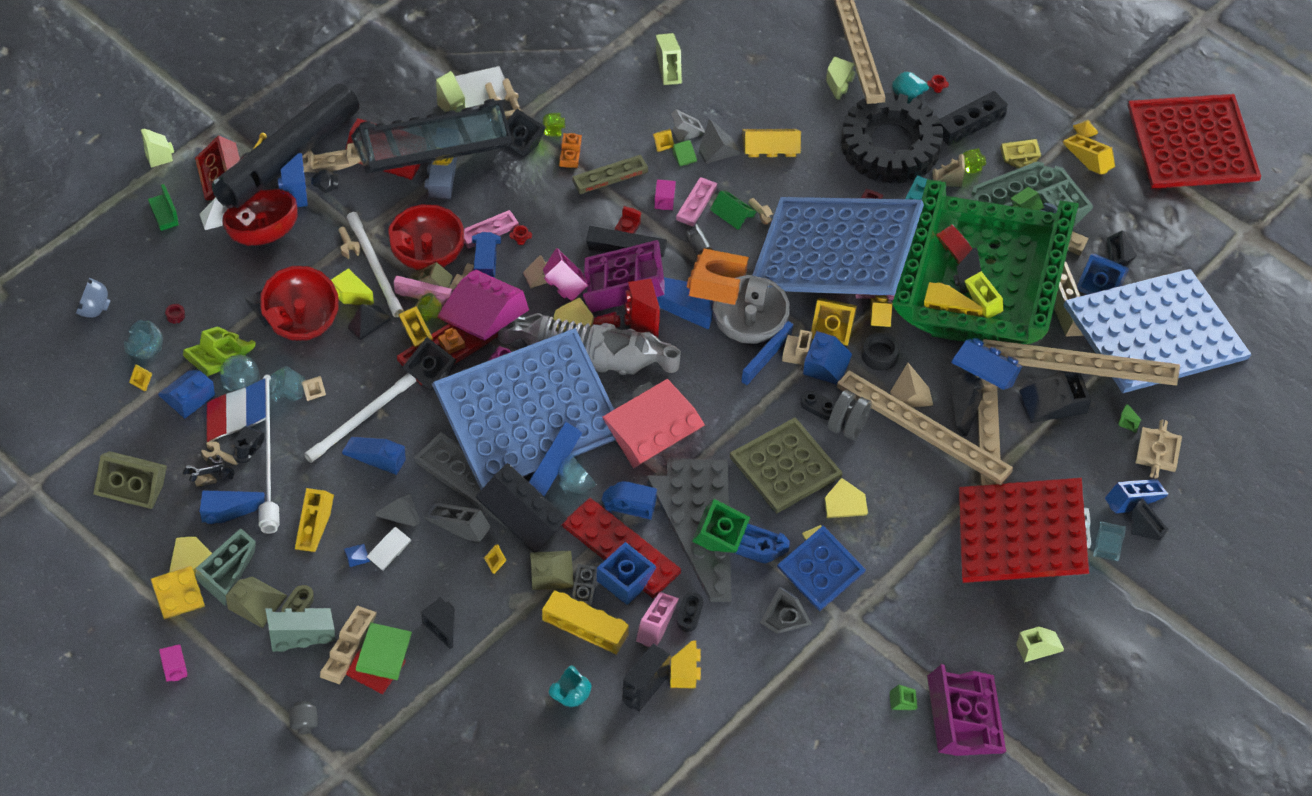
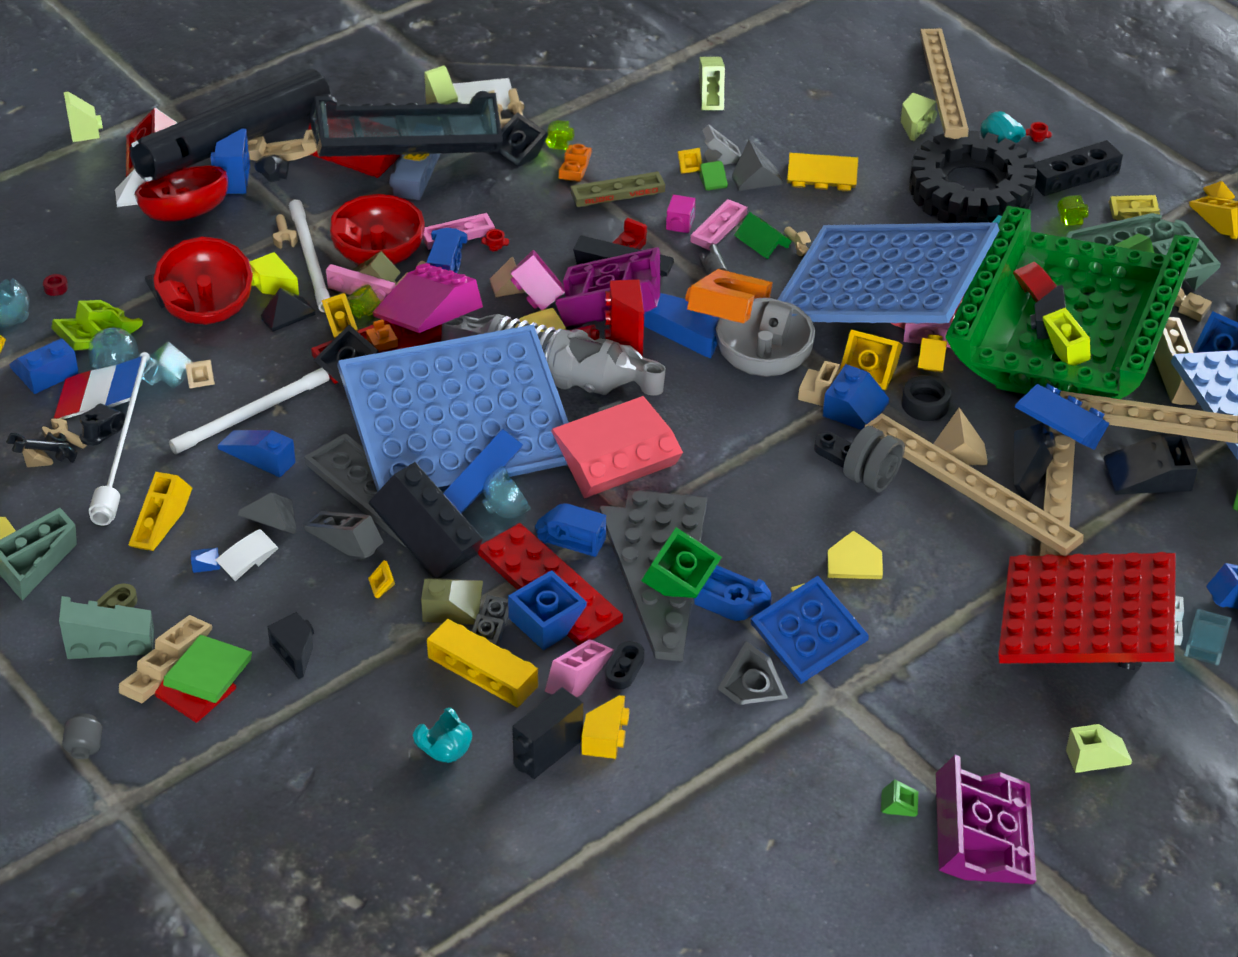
camera: 10 degrees right, 10 degrees down
(164, 210) = (73, 182): green panel -> none
(228, 505) = (56, 487): blue slope -> none
(251, 597) = (46, 586): olive slope -> none
(766, 353) = (777, 387): blue tile -> none
(785, 465) = (782, 511): olive plate -> none
(948, 299) = (1018, 338): yellow slope -> none
(951, 173) = (1047, 218): tan slope -> none

